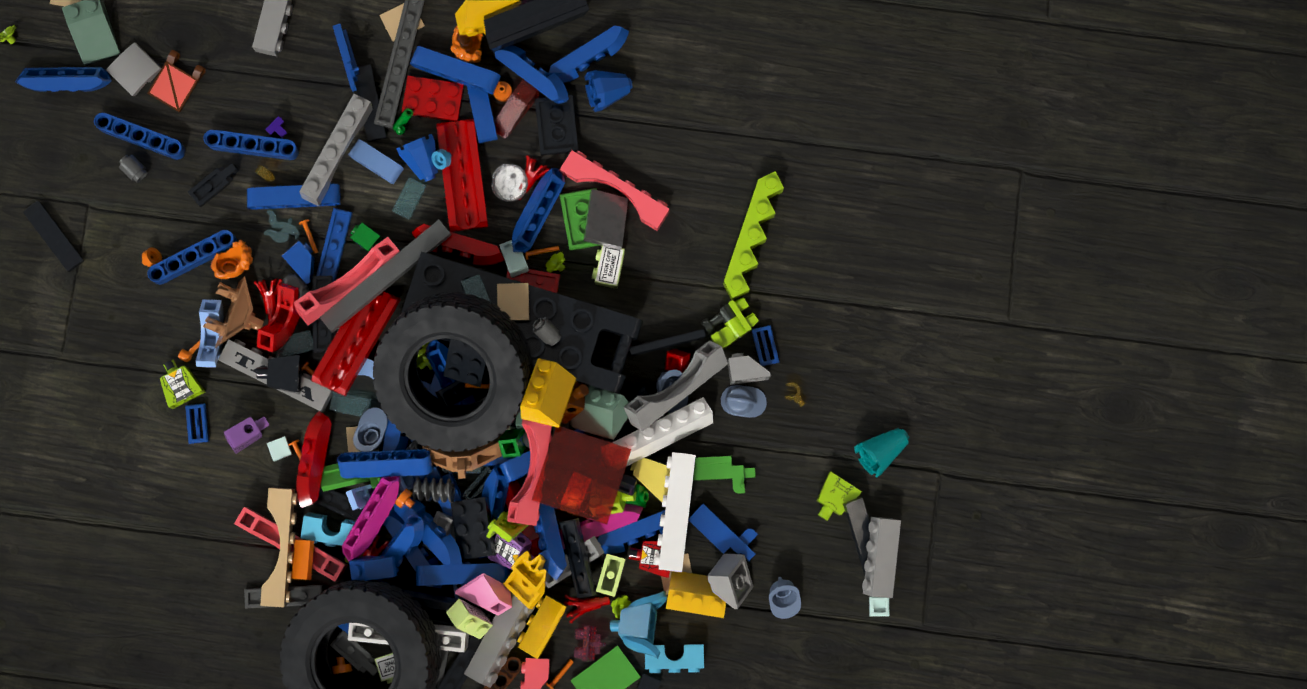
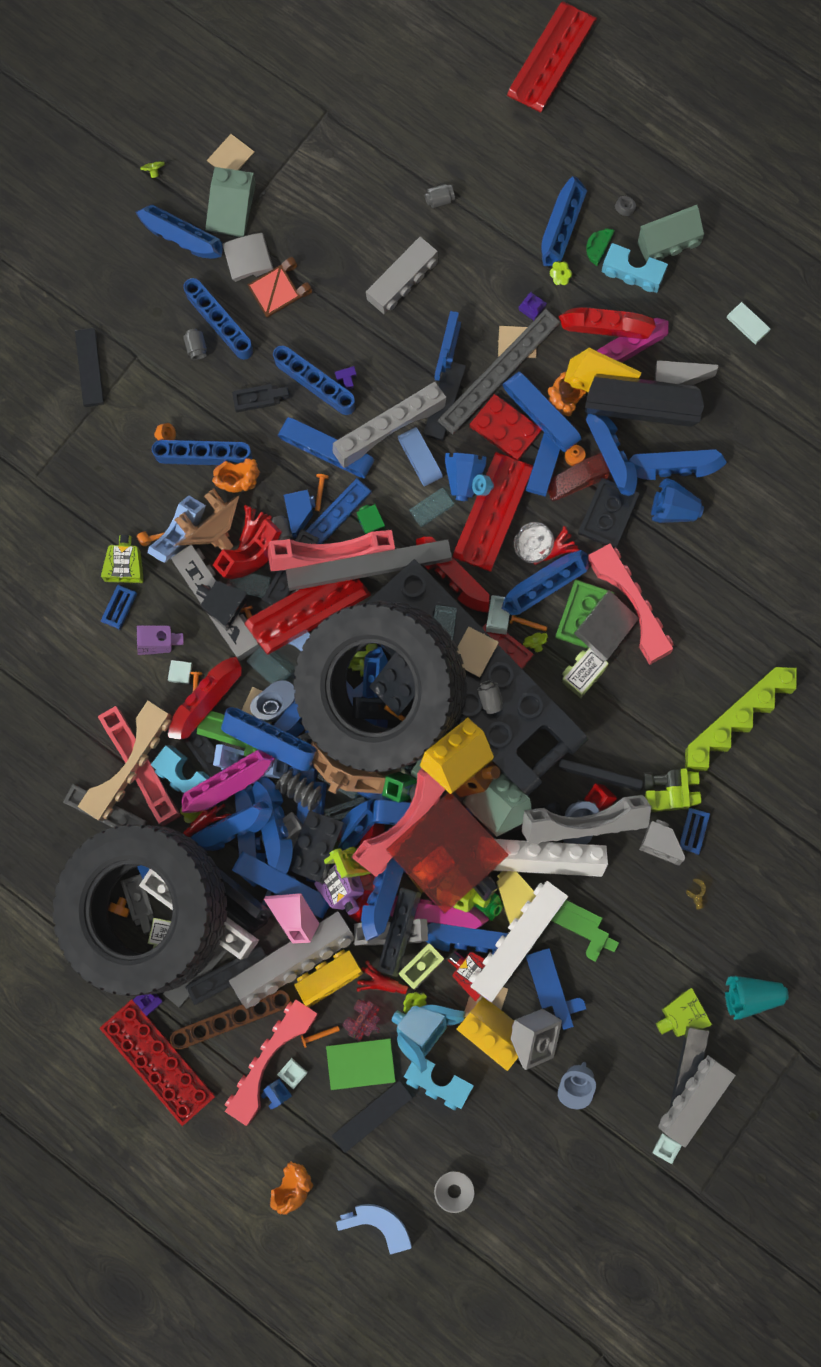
camera: 40 degrees right, 5 degrees down
(265, 173) = (311, 412): clear yellow piece -> none
(283, 235) = (297, 478): clear light blue piece -> none
(302, 559) = (141, 786): orange tile -> none
(372, 567) = (200, 829): blue slope -> none
(402, 121) = (462, 434): green arm -> none
(404, 499) = (268, 782): orange tile -> none
(469, 619) = (263, 930): yellowish green brick -> none
(527, 579) = (339, 924): yellow plate -> none
(743, 401) = (643, 872): sand blue piece -> none

